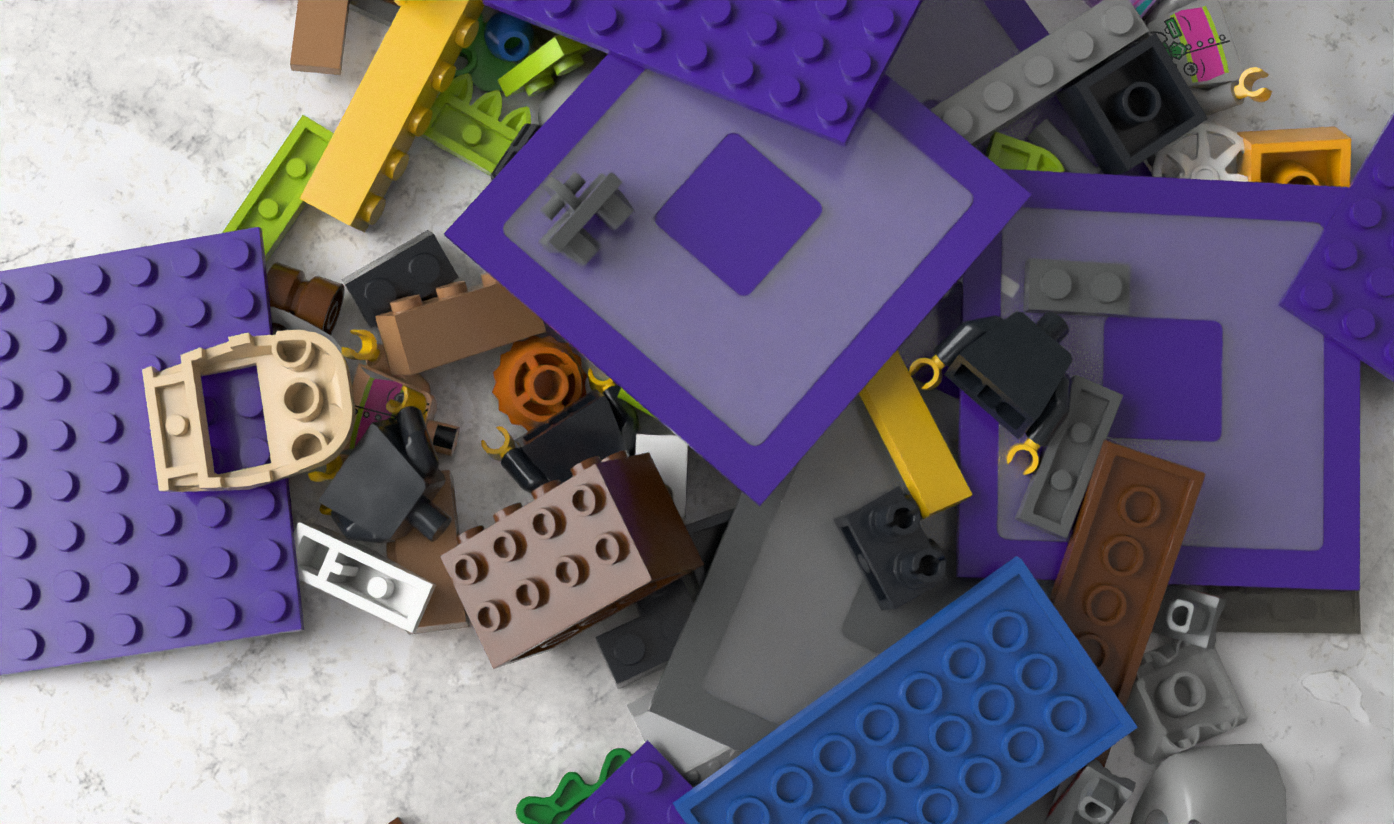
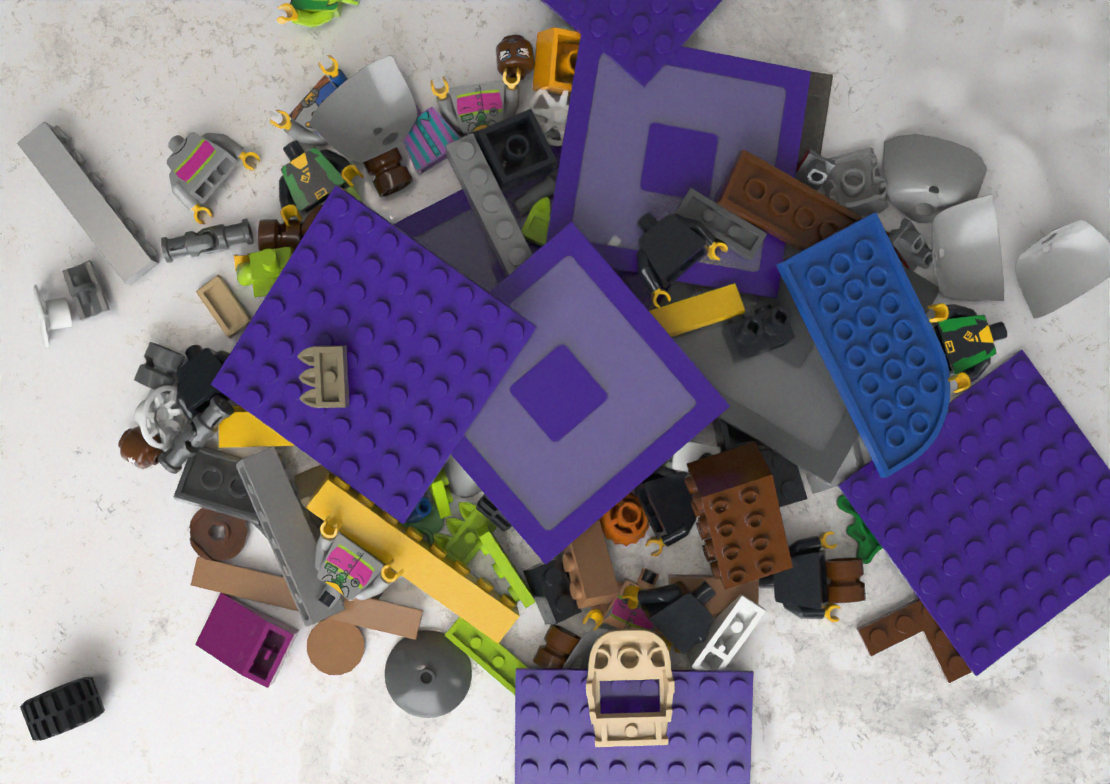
camera: 80 degrees left, 10 degrees up
(240, 132) = (432, 654): none -> dark grey dish
(431, 193) = (504, 567): none -> lime plate
(472, 704) = (805, 585): none -> black torso
(482, 778) = (845, 580): none -> reddish brown wheel
(599, 198) = (546, 487): dark grey hips -> none
(1077, 287) = (623, 203): dark grey plate -> none
(1295, 96) = (515, 53): none -> reddish brown head

